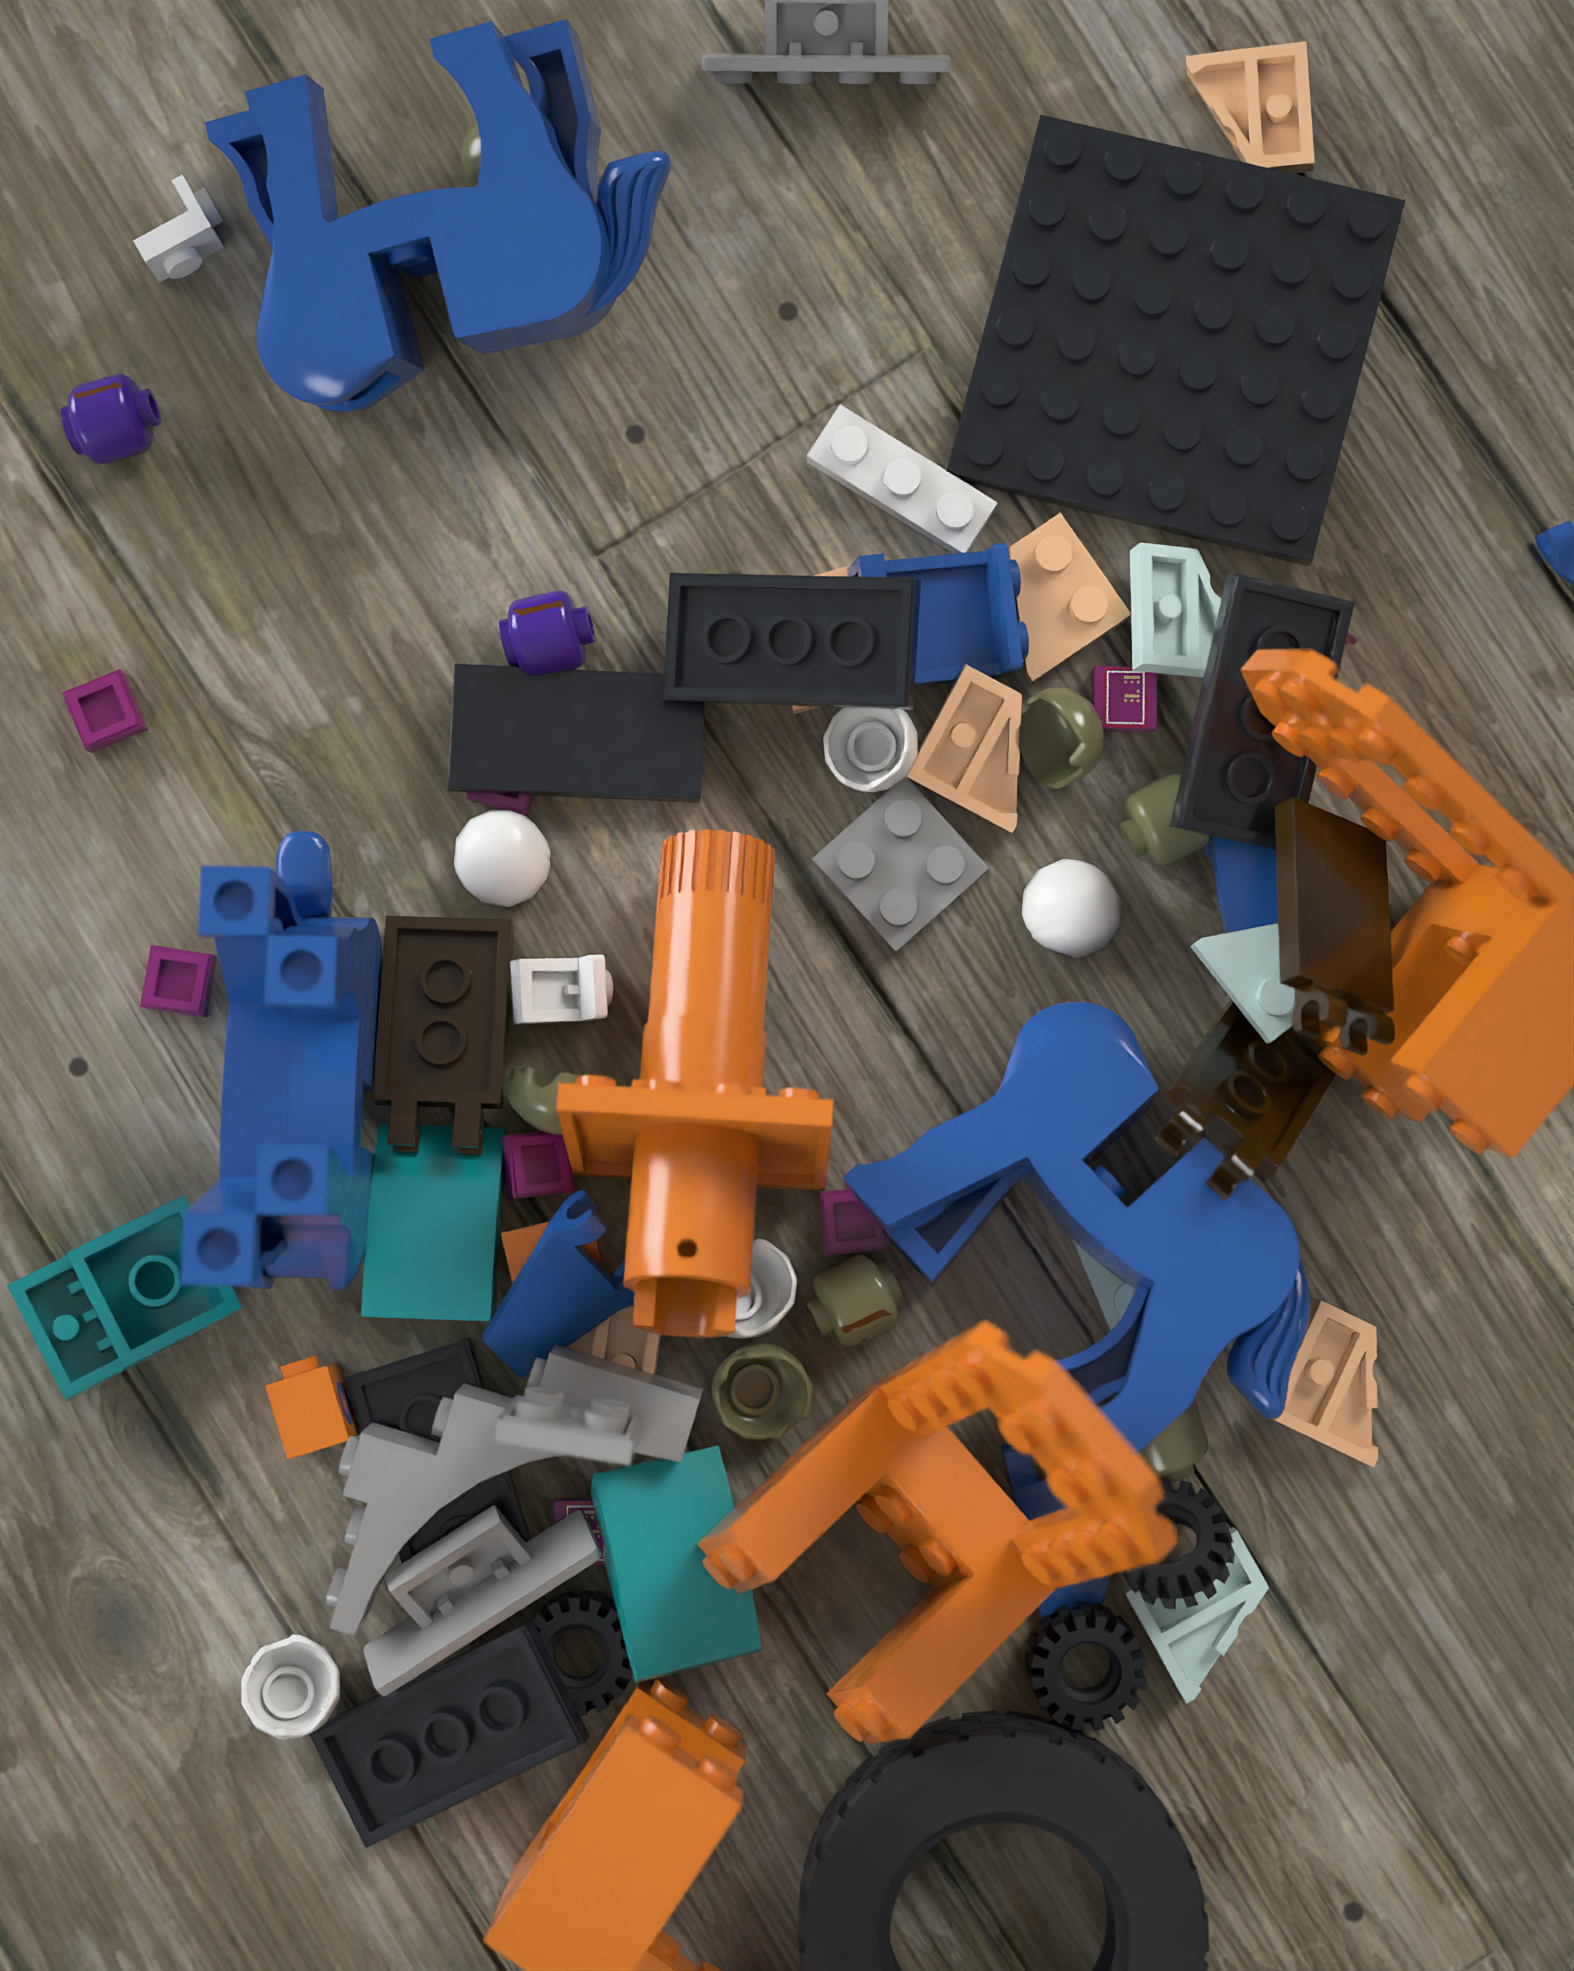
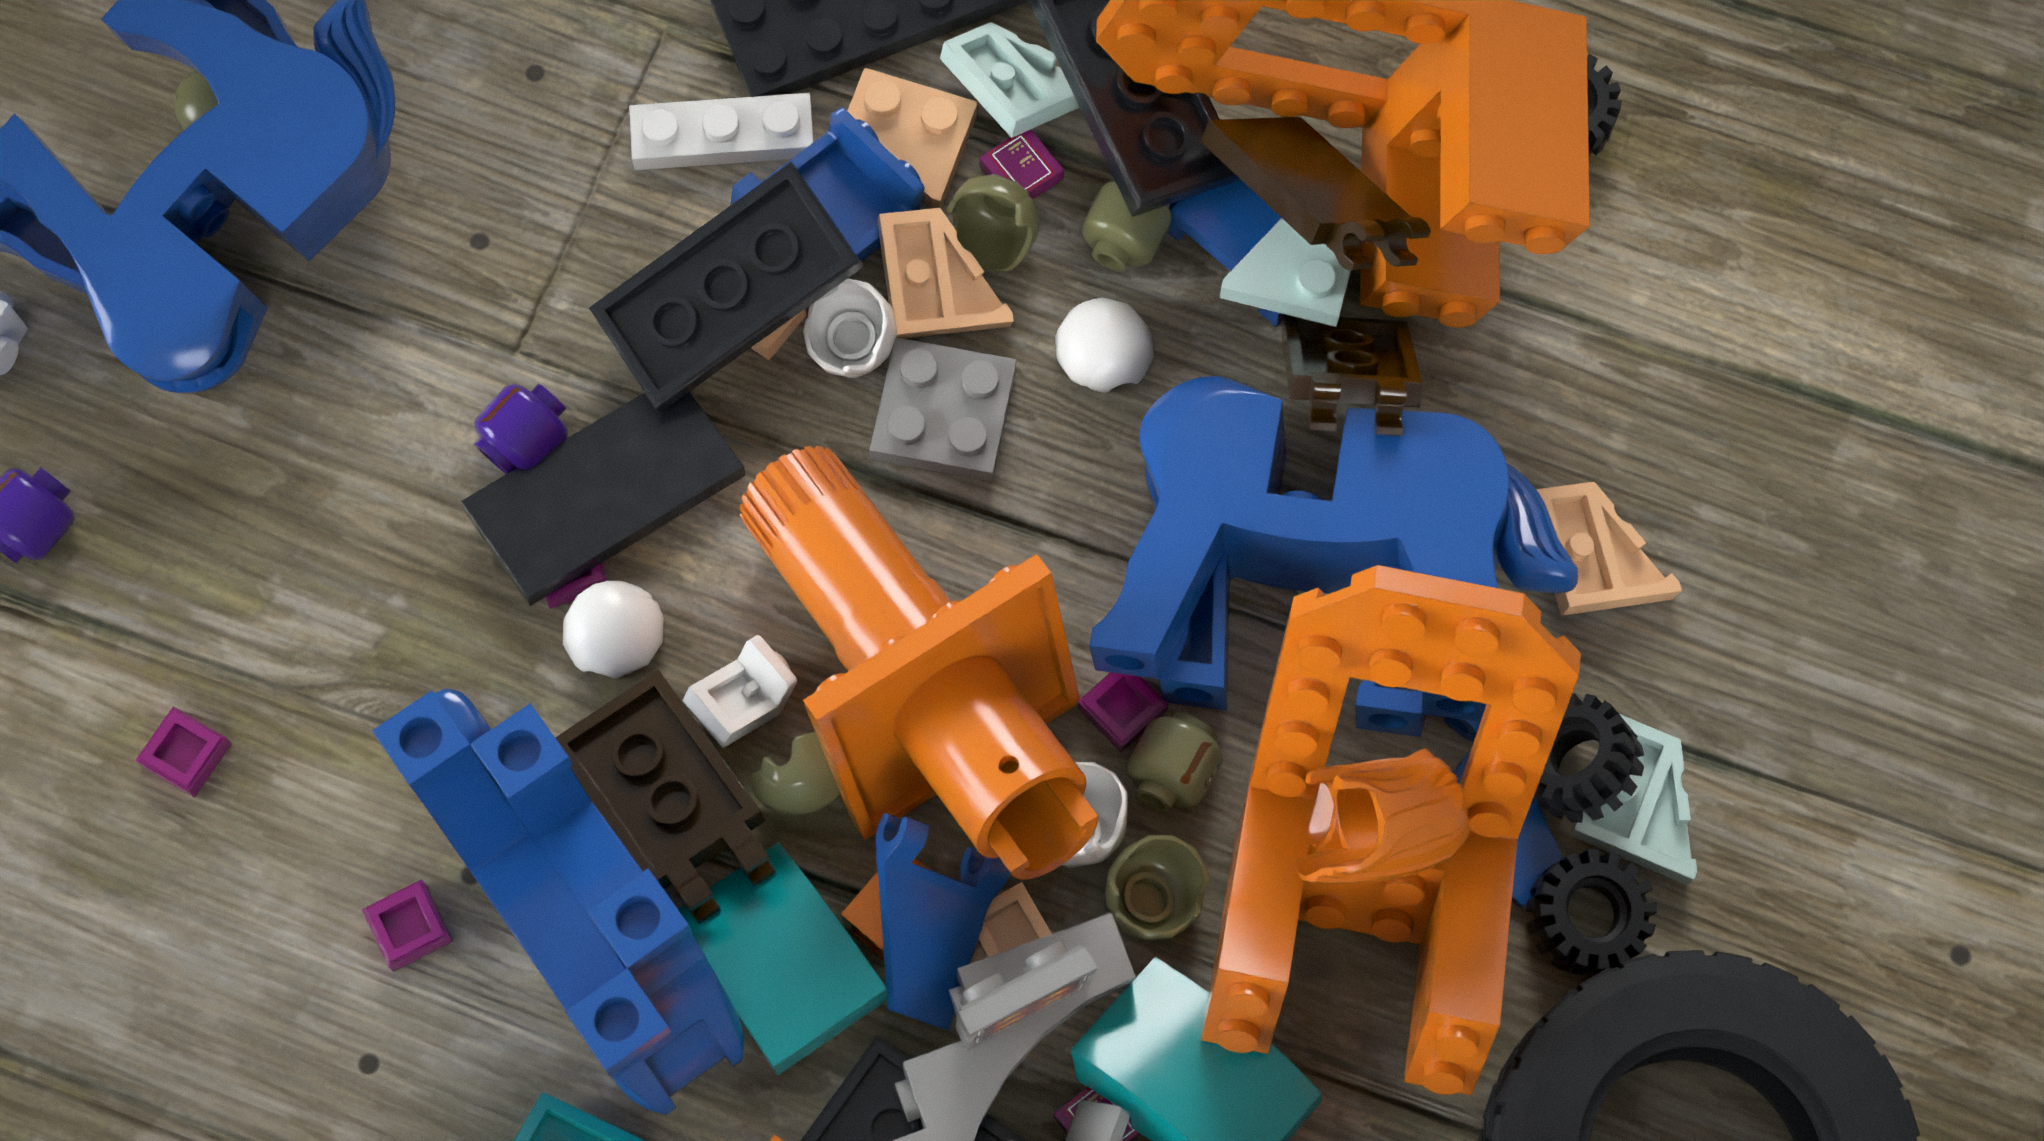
camera: 40 degrees left, 15 degrees down
(536, 1165) = (828, 848): magenta tile -> none
(950, 1512) = (1387, 819): none -> orange hair

